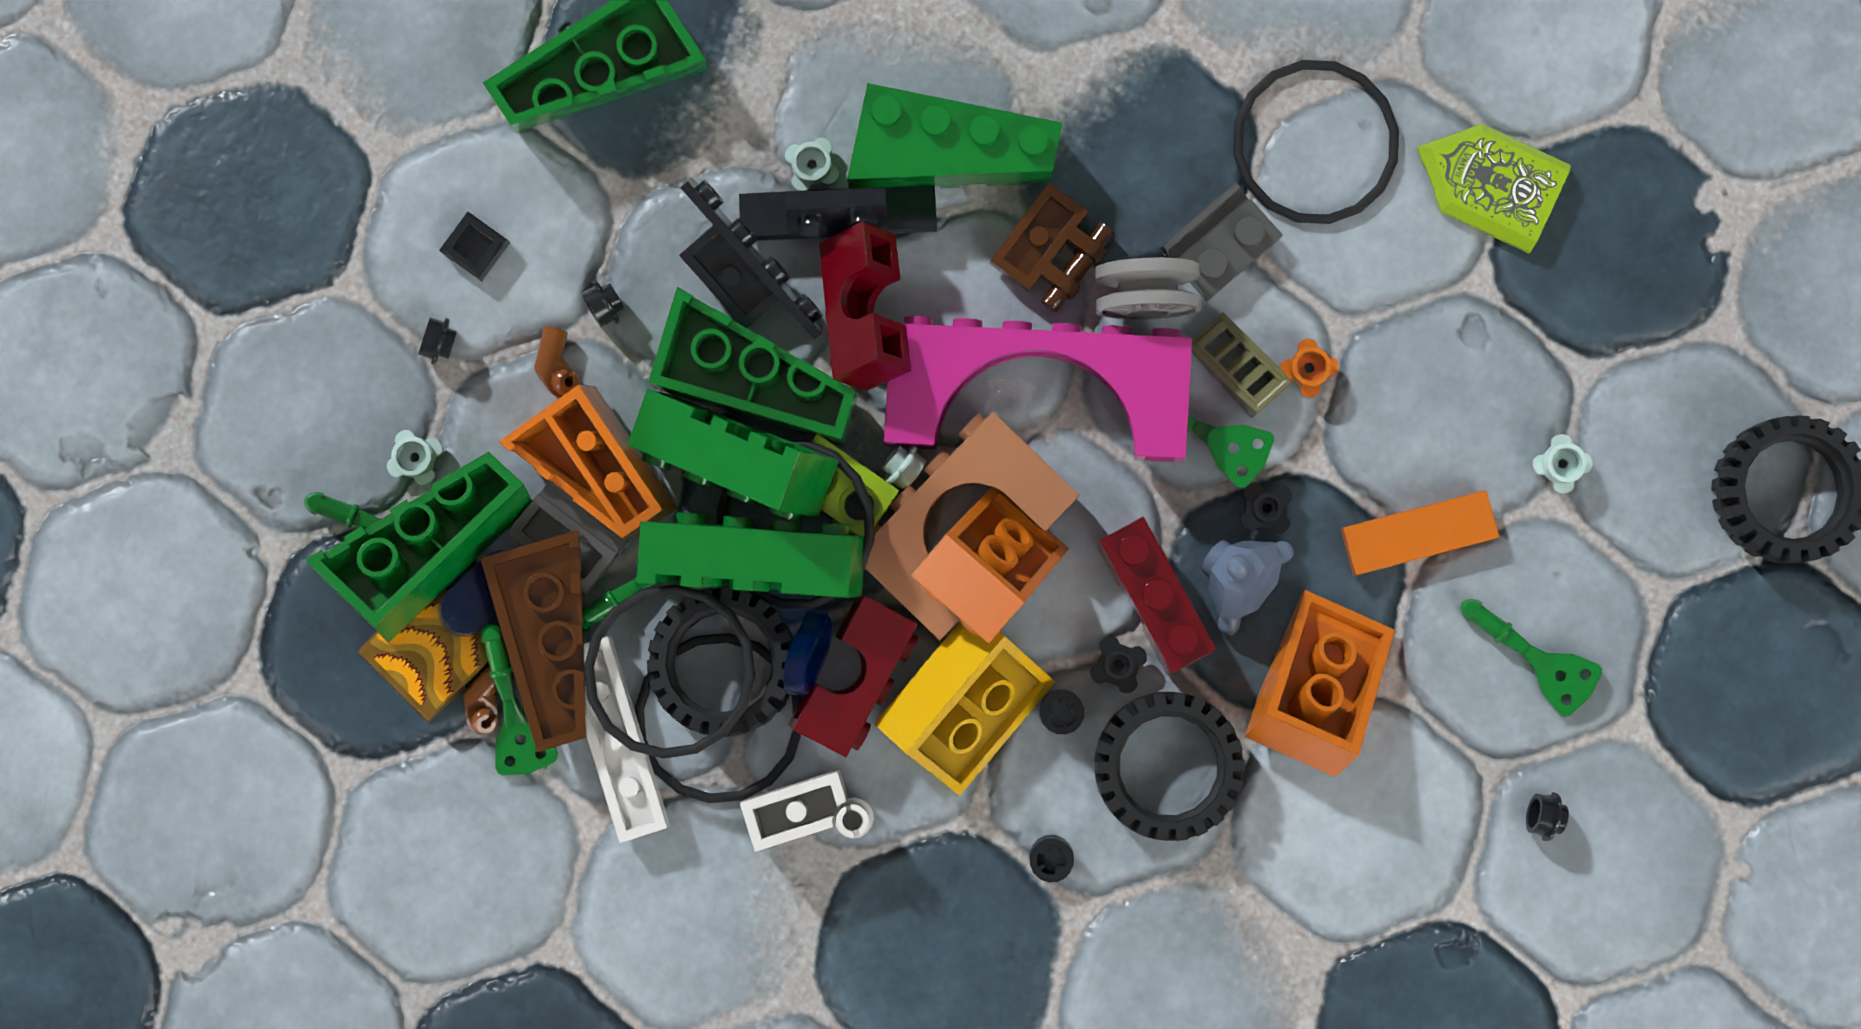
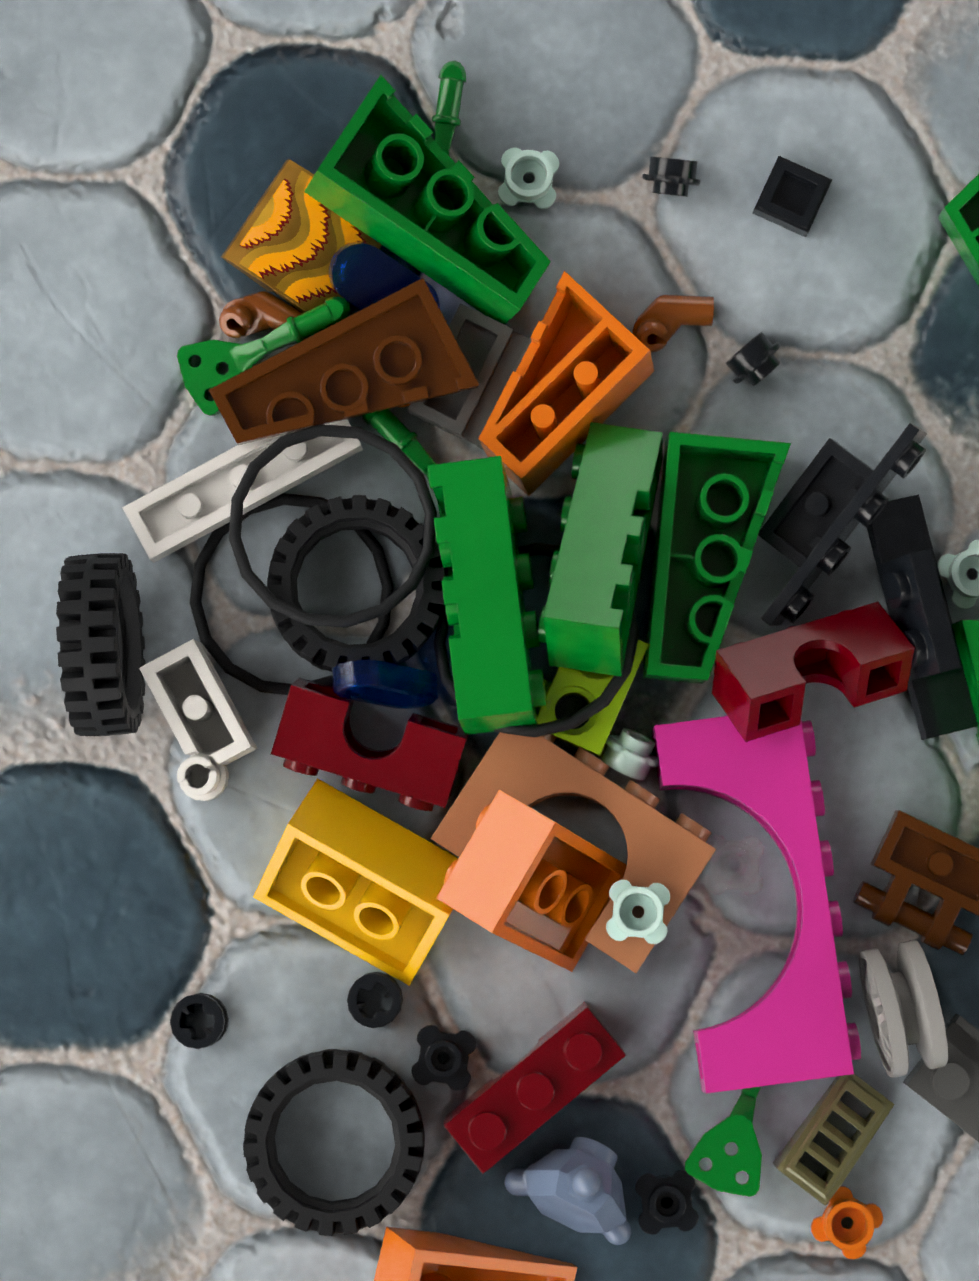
camera: 80 degrees right, 0 degrees up
(729, 879) = (101, 644): none -> black tyre
(1038, 496) = (623, 922): none -> light aqua plate

